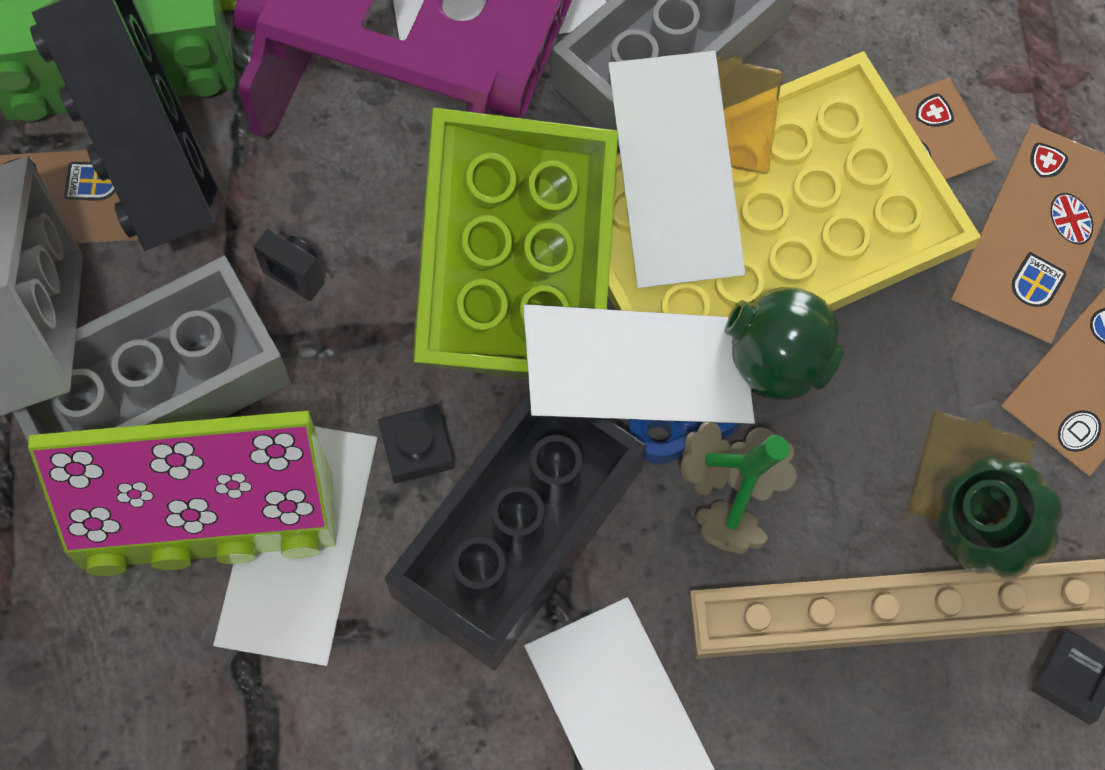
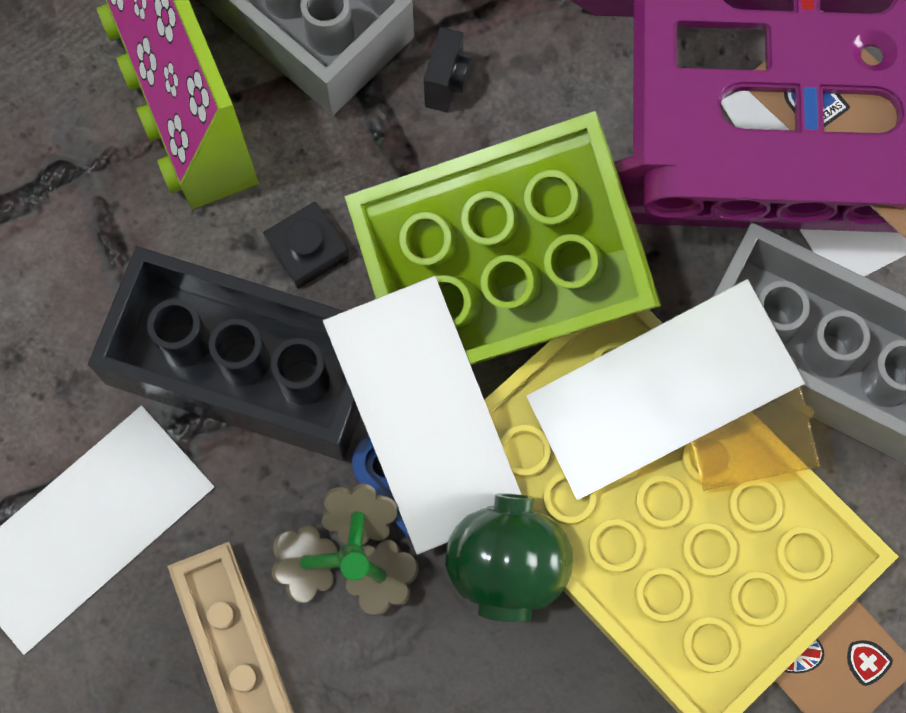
camera: 75 degrees right, 5 degrees up
(294, 603) = (125, 192): white sticker -> none

